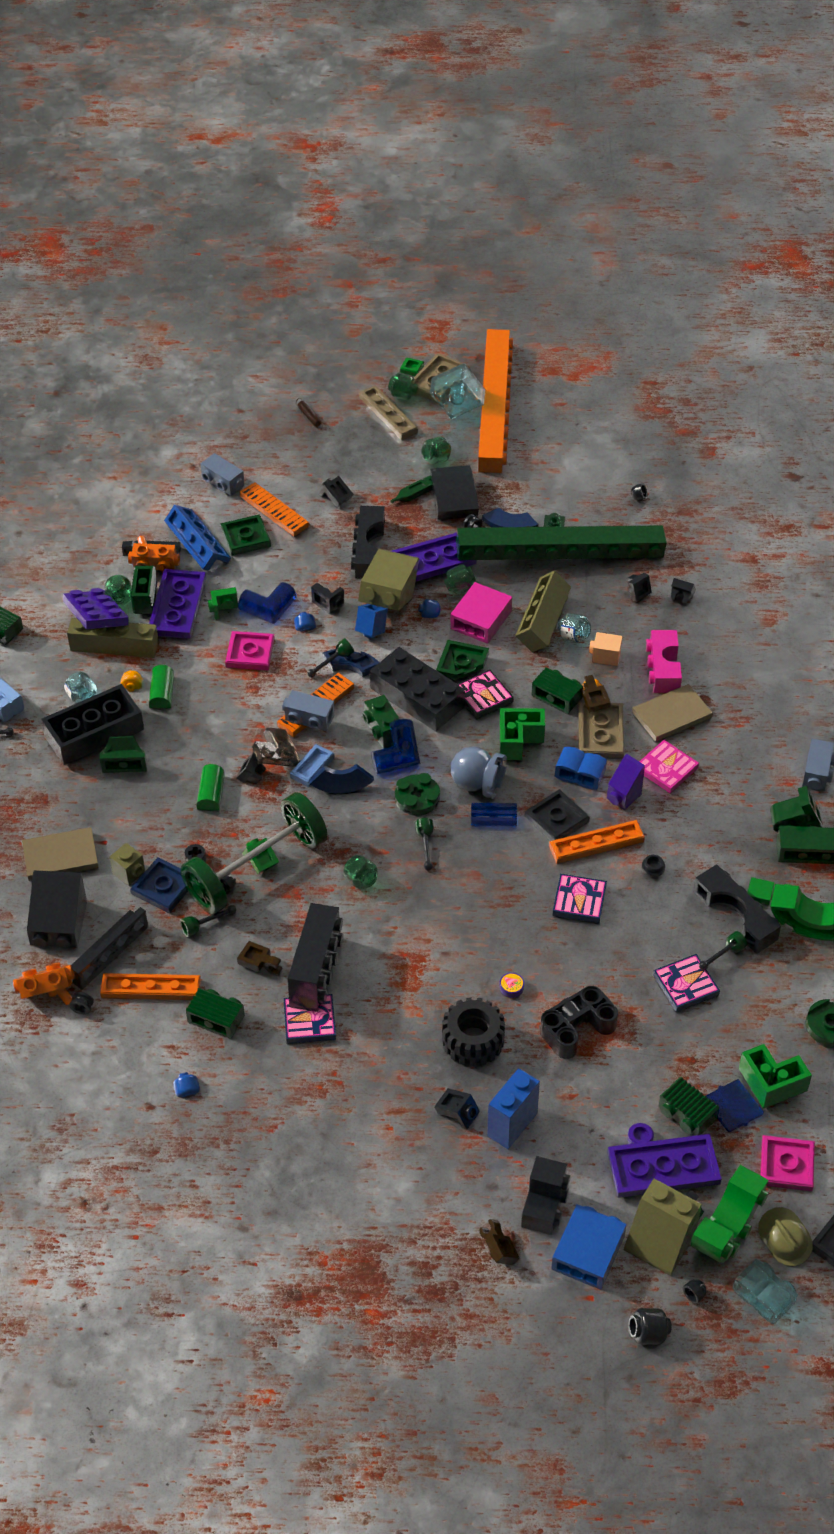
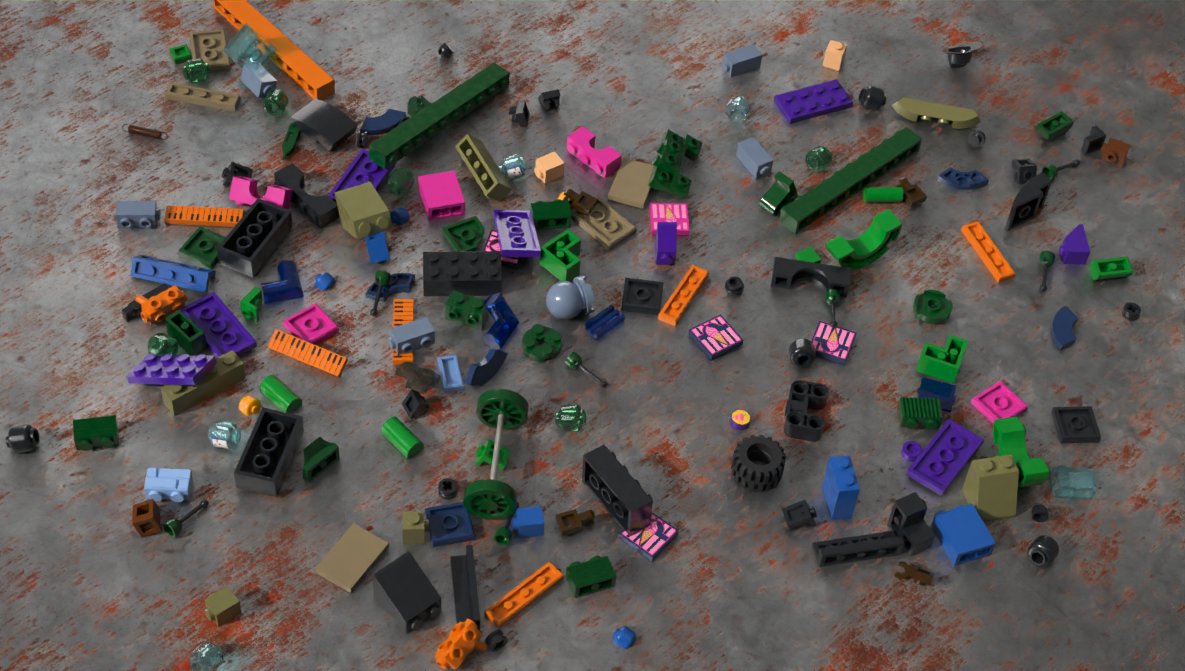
camera: 50 degrees left, 0 degrees up
(218, 669) = (307, 353): none -> orange tile
(221, 930) = (529, 522): none -> blue brick
(285, 548) = (254, 237): none -> black brick
(326, 599) = (323, 254): black bracket -> none
(334, 525) = (245, 192): none -> dark pink arch
(443, 421) = (258, 79): none -> sand blue brick
(473, 1181) = (857, 548): none -> black fence
(499, 684) = (516, 233): none -> dark purple plate
(580, 768) = (623, 254): blue brick -> none
(640, 969) = (802, 352): none -> black head
(731, 709) = (669, 160): none -> dark green bracket
(785, 1236) = (1046, 444): olive piece -> none

